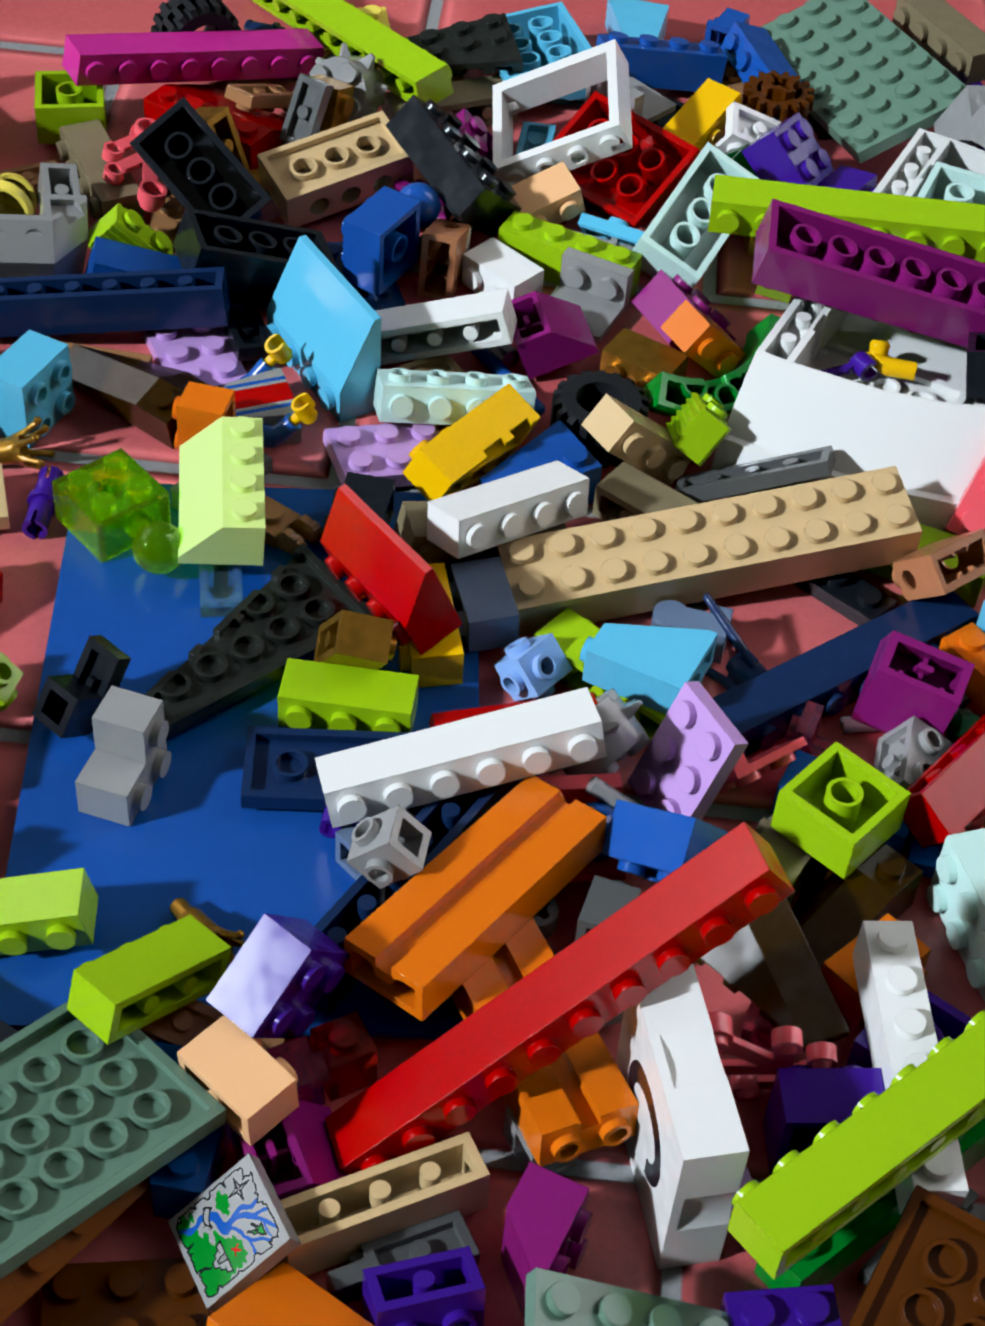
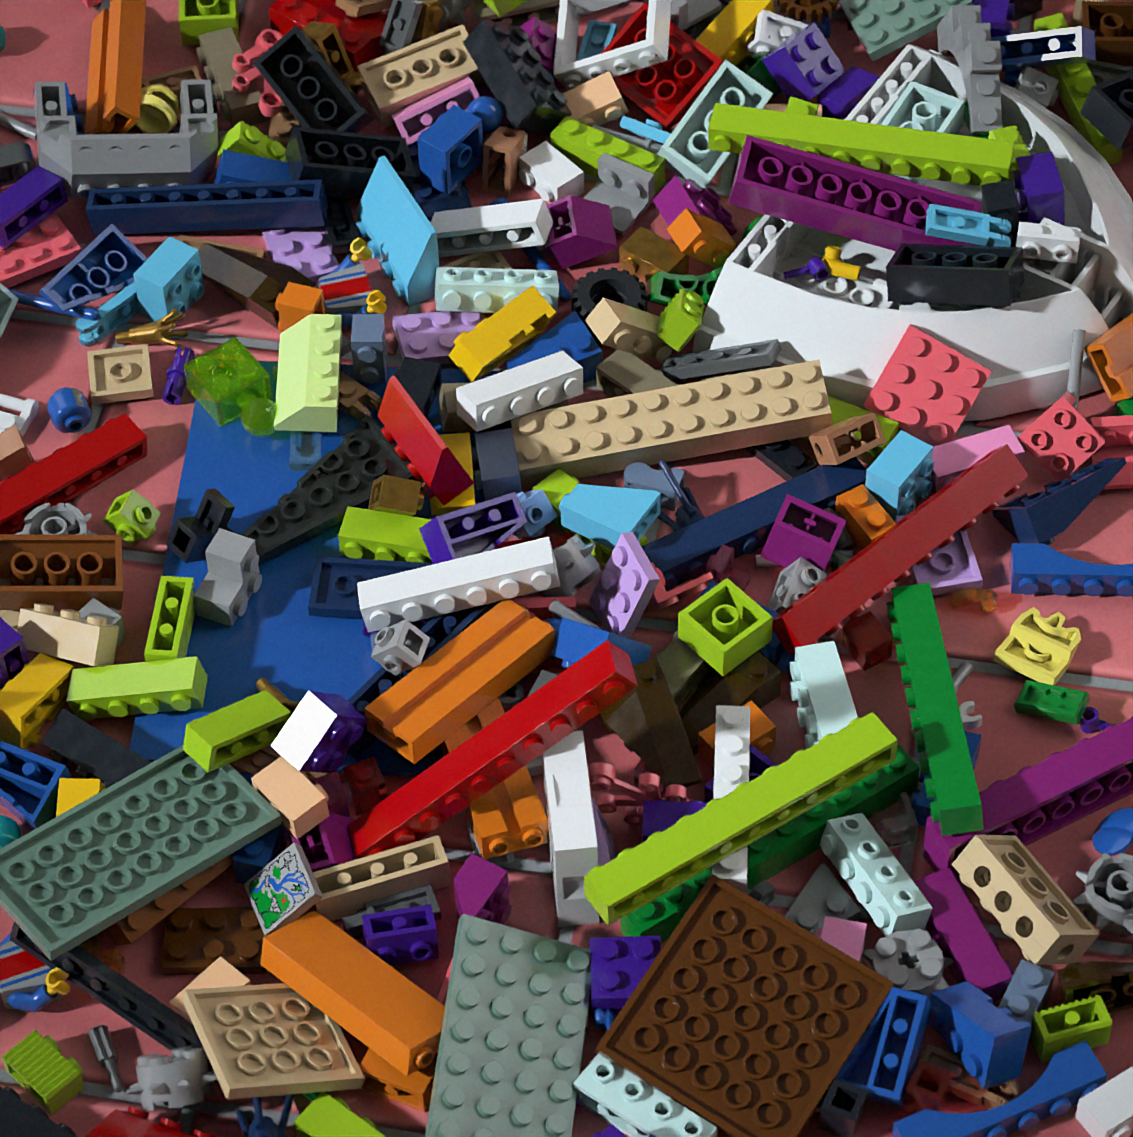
camera: 10 degrees right, 5 degrees up
(43, 816) = (171, 619): none -> lime brick
(299, 462) = (369, 348): none -> sand blue brick
(330, 212) = (423, 113): none -> bright pink brick
(467, 682) = (472, 528): none -> dark purple wedge

